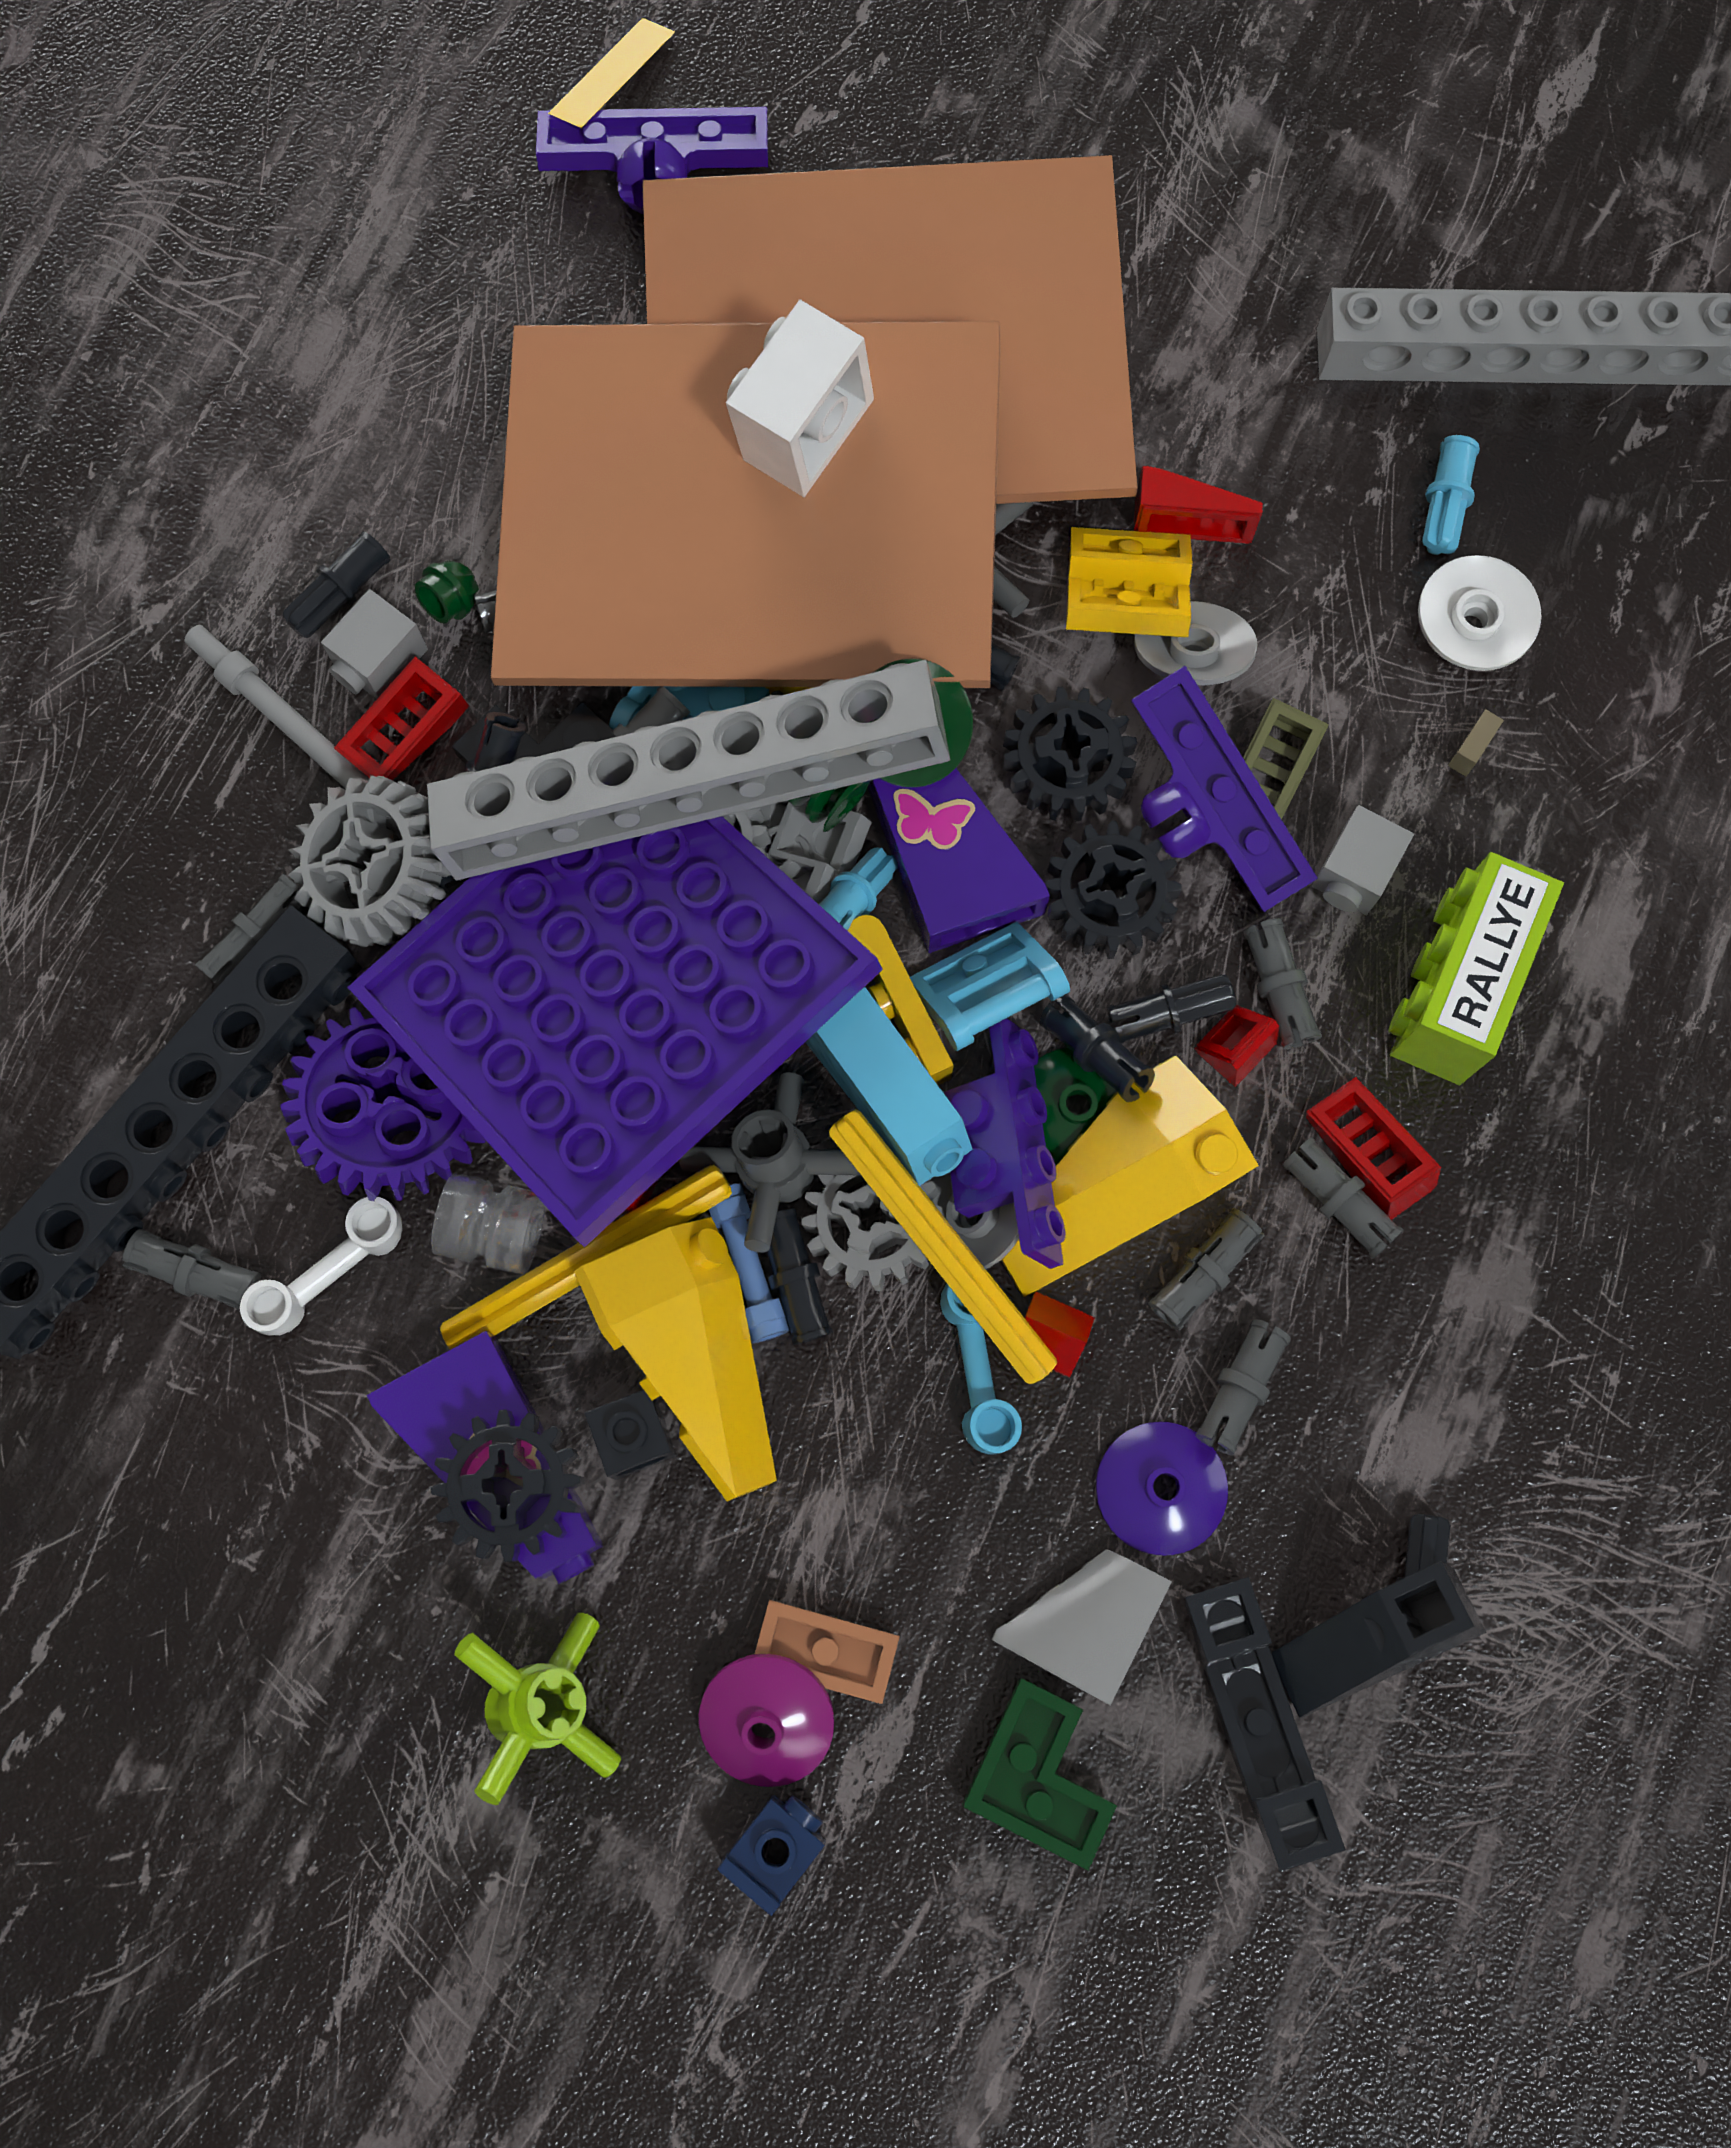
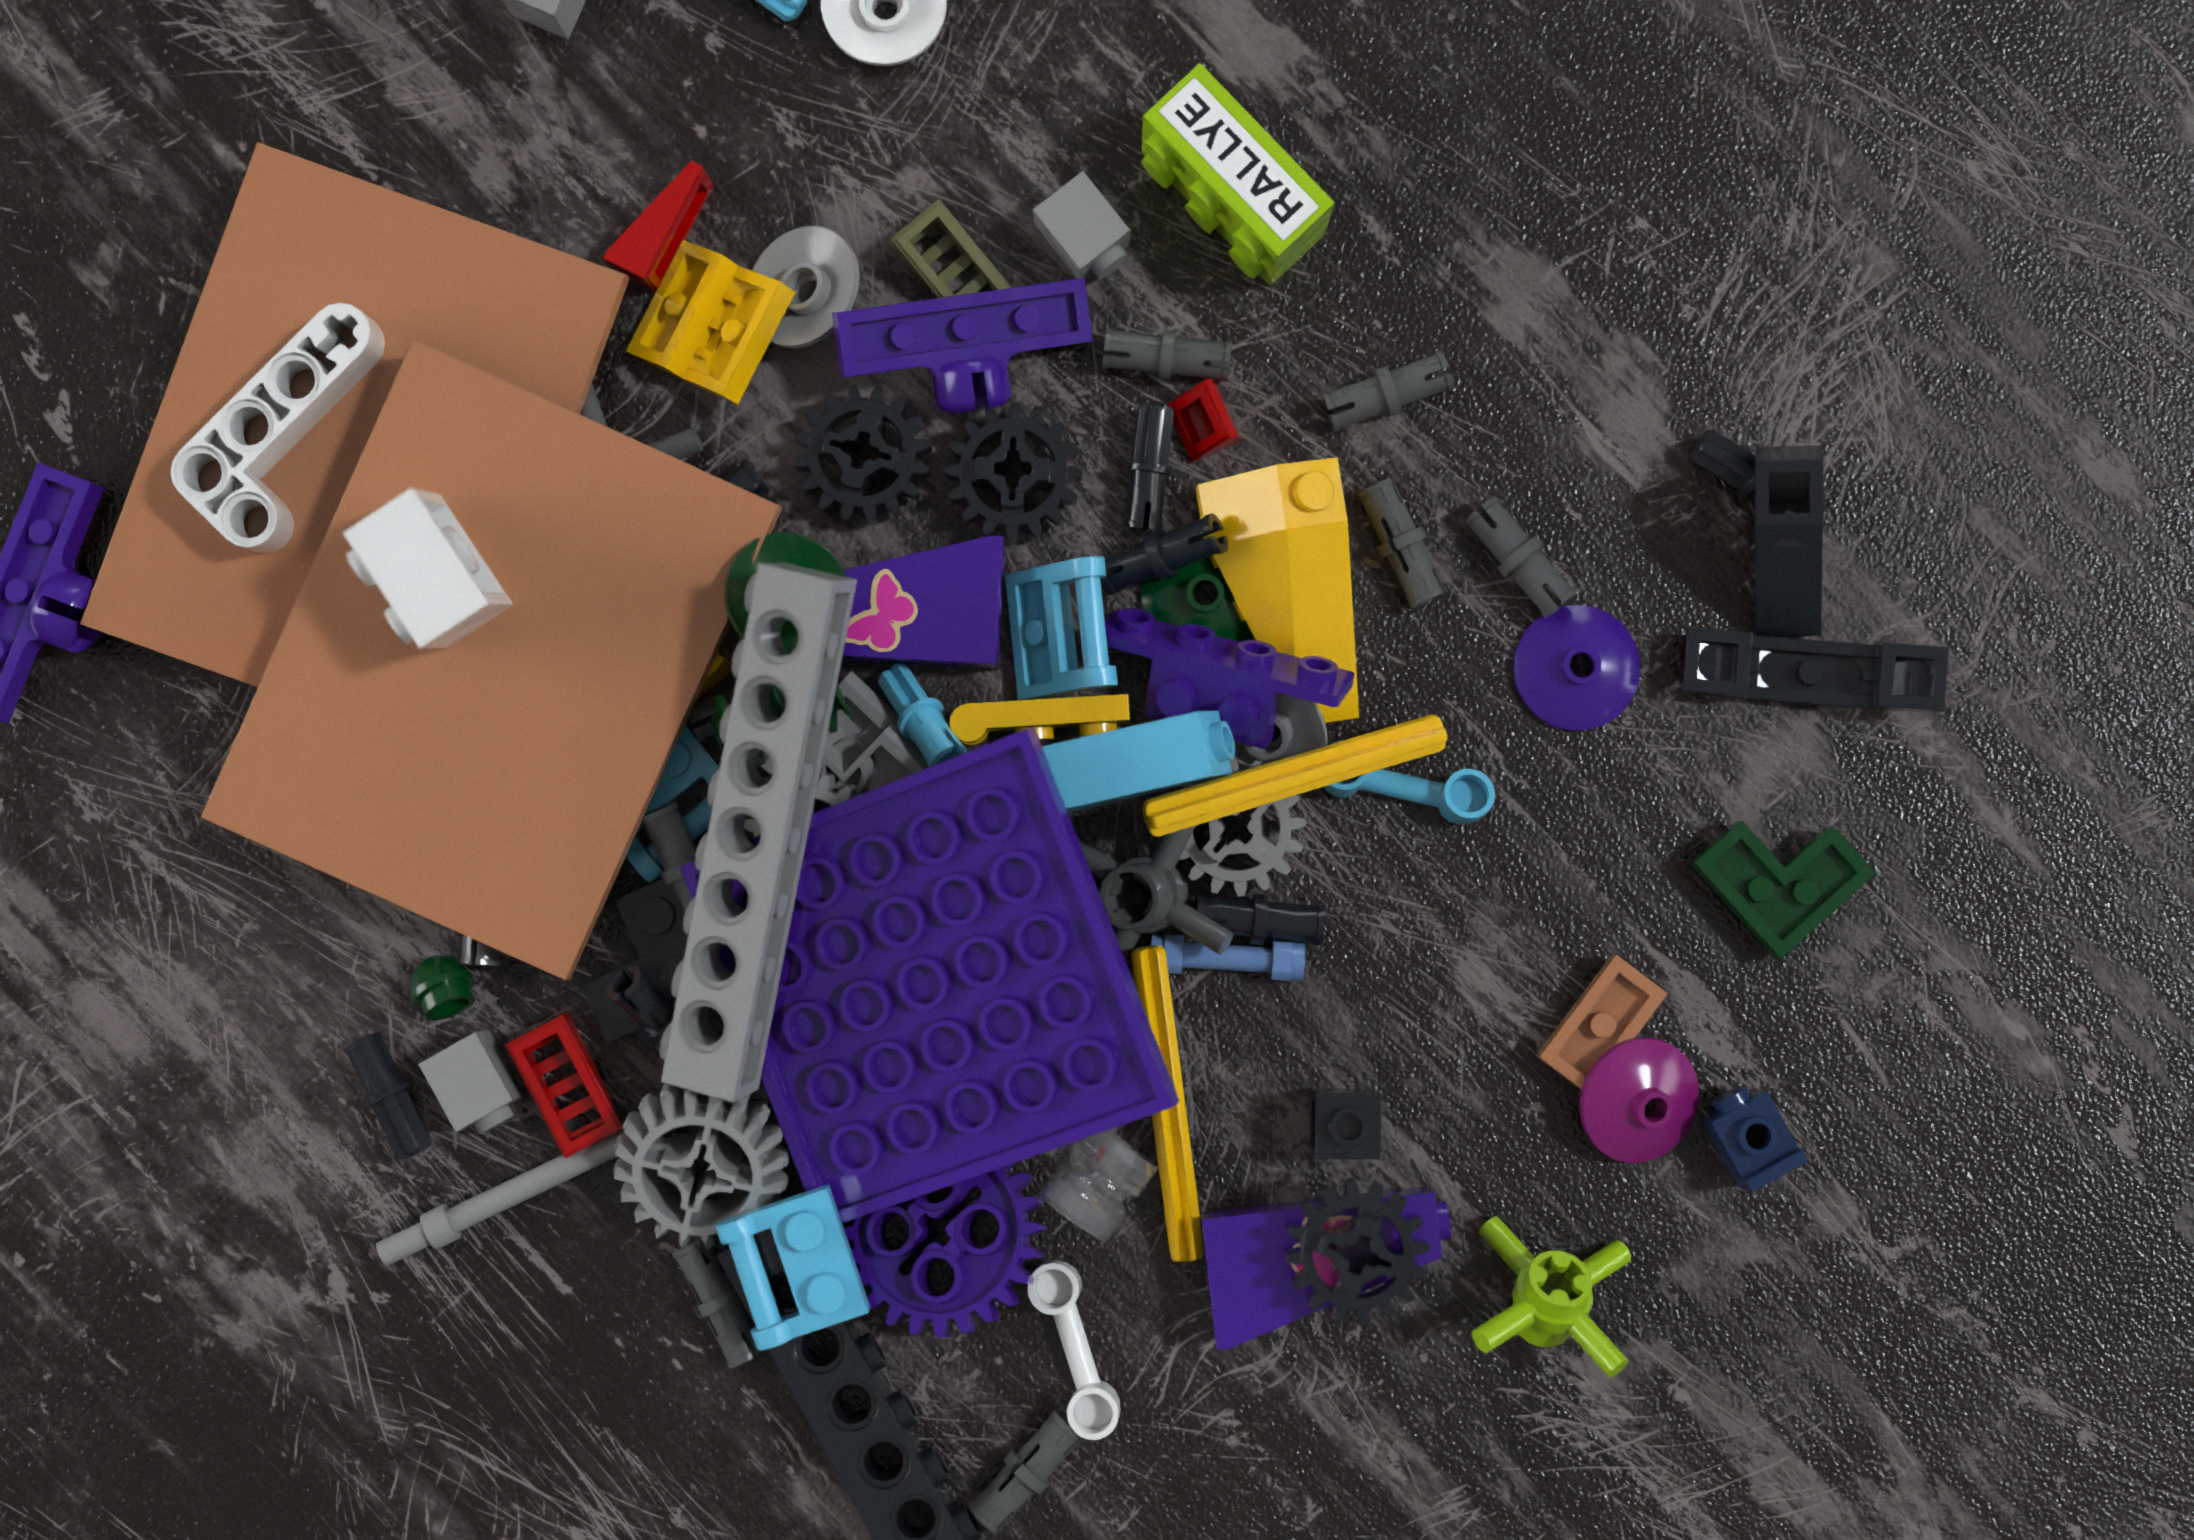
camera: 65 degrees left, 10 degrees up
(316, 987) = (814, 1261): none -> medium azure plate
(687, 1328) = (1273, 1037): yellow wedge -> none
(969, 292) = (287, 421): none -> white beam
(1061, 1329) = (1402, 698): red slope -> none
(1089, 1624) = (1670, 783): light grey slope -> none
(1391, 1134) = (1369, 313): red slope -> none
(1476, 742) = (1008, 66): dark tan piece -> none

